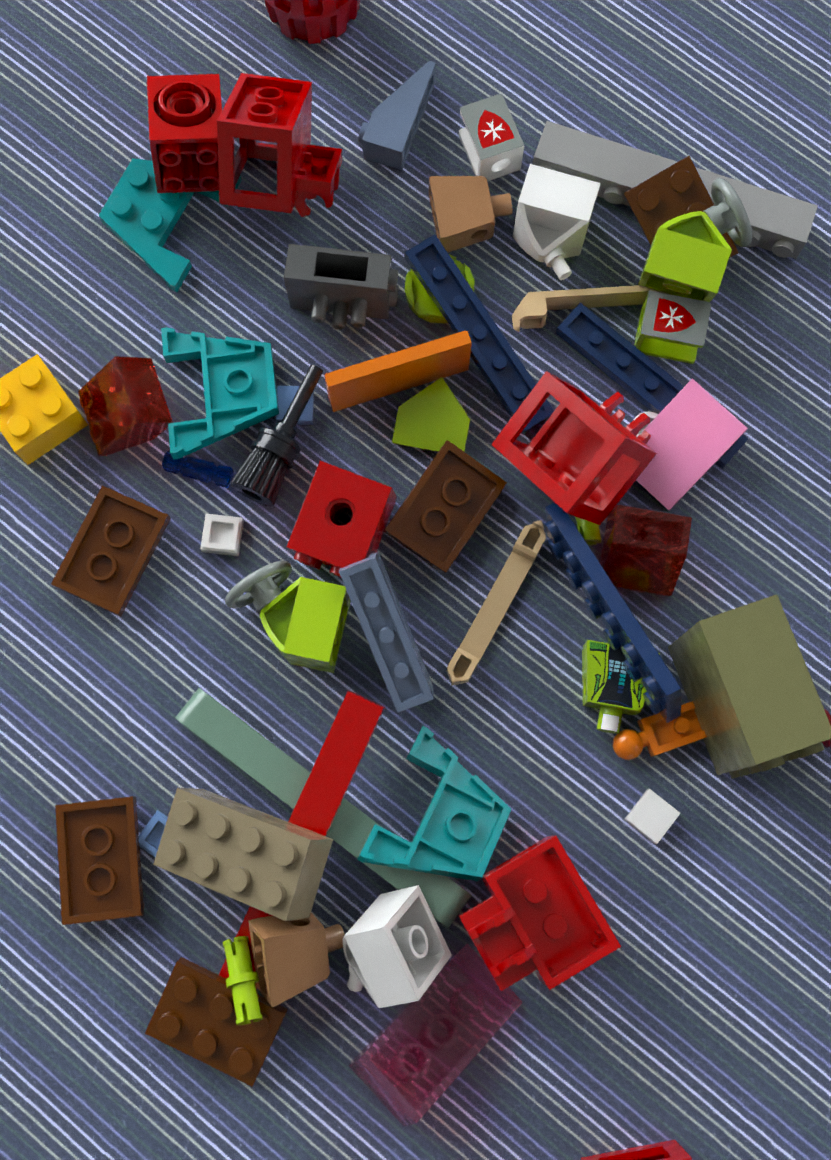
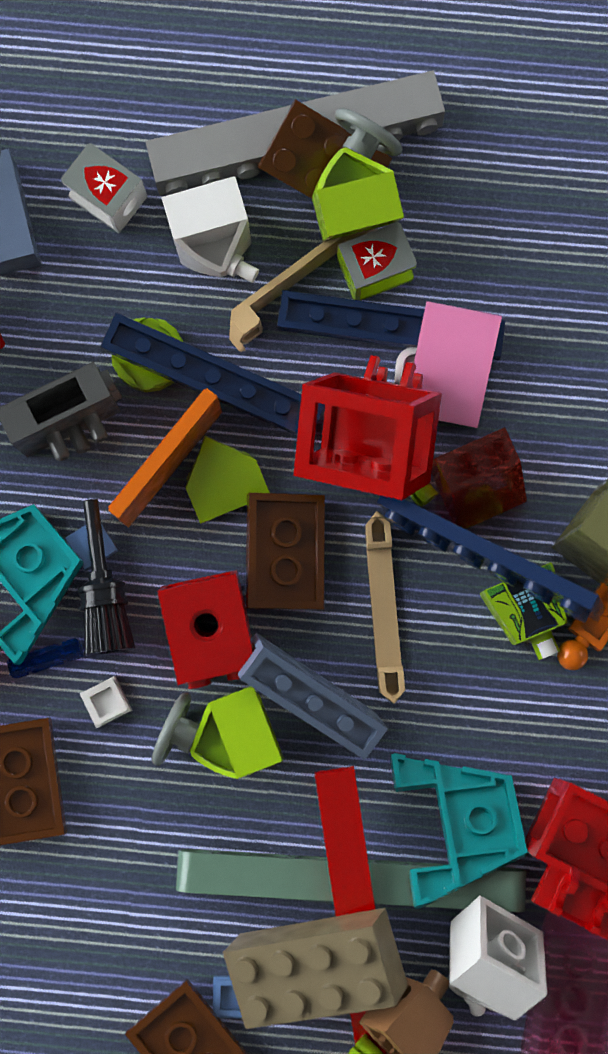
camera: 30 degrees left, 5 degrees up
(465, 210) = (124, 269): medium nougat torso -> none

